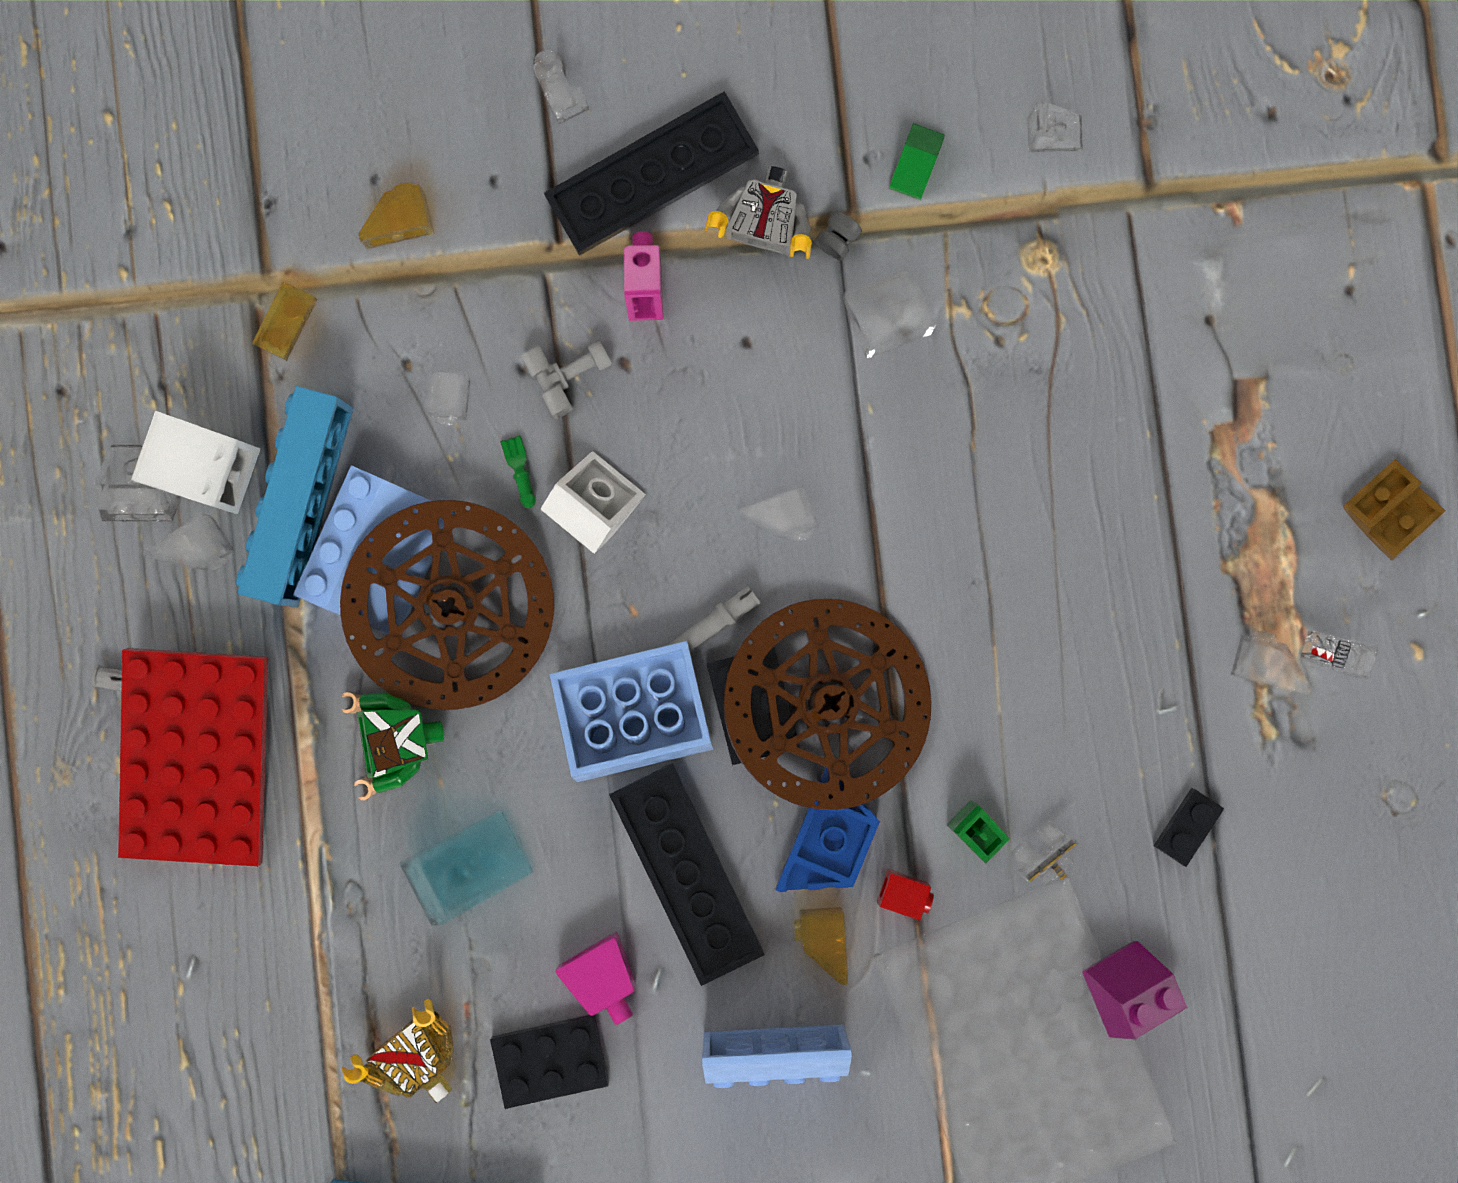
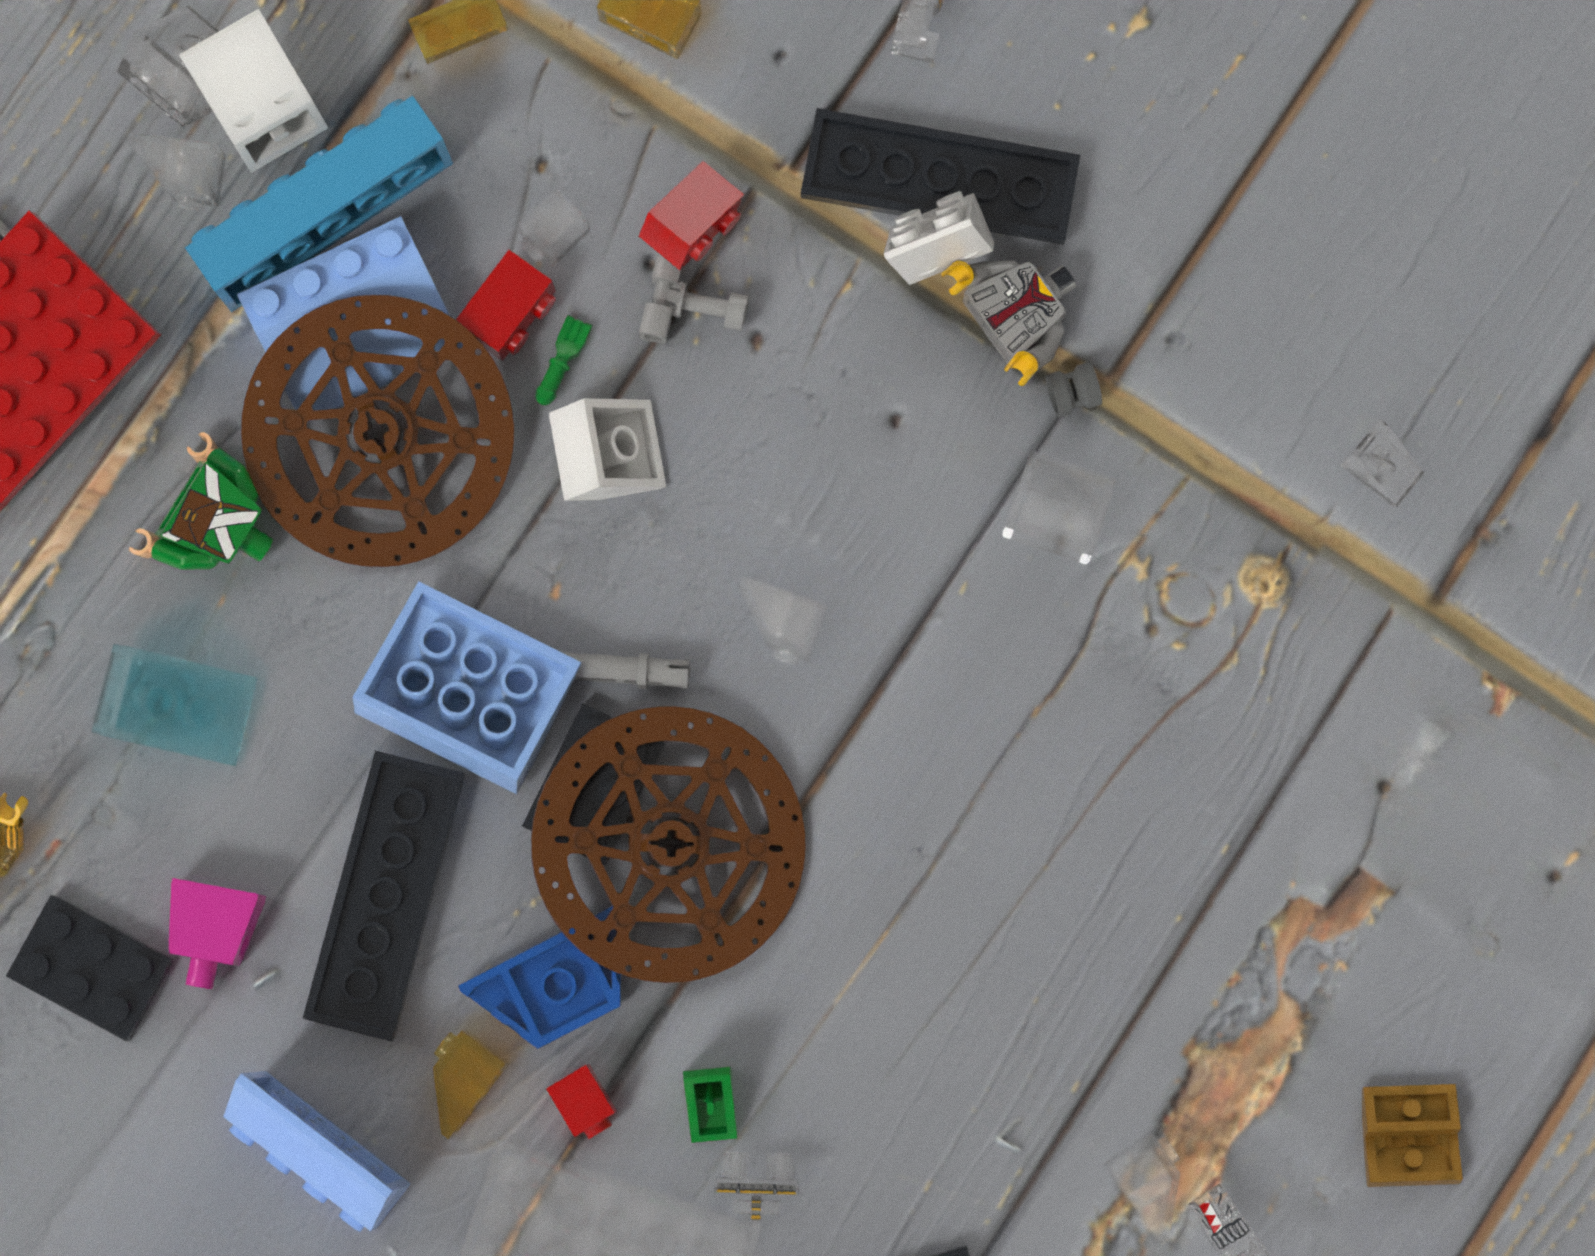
camera: 40 degrees right, 5 degrees down
(460, 465) = (508, 305): none -> red brick
(525, 320) = (691, 216): none -> brick
(643, 279) = (842, 272): dark pink torso -> none
(684, 209) = (934, 240): none -> white slope
(916, 161) = (1217, 381): green slope -> none

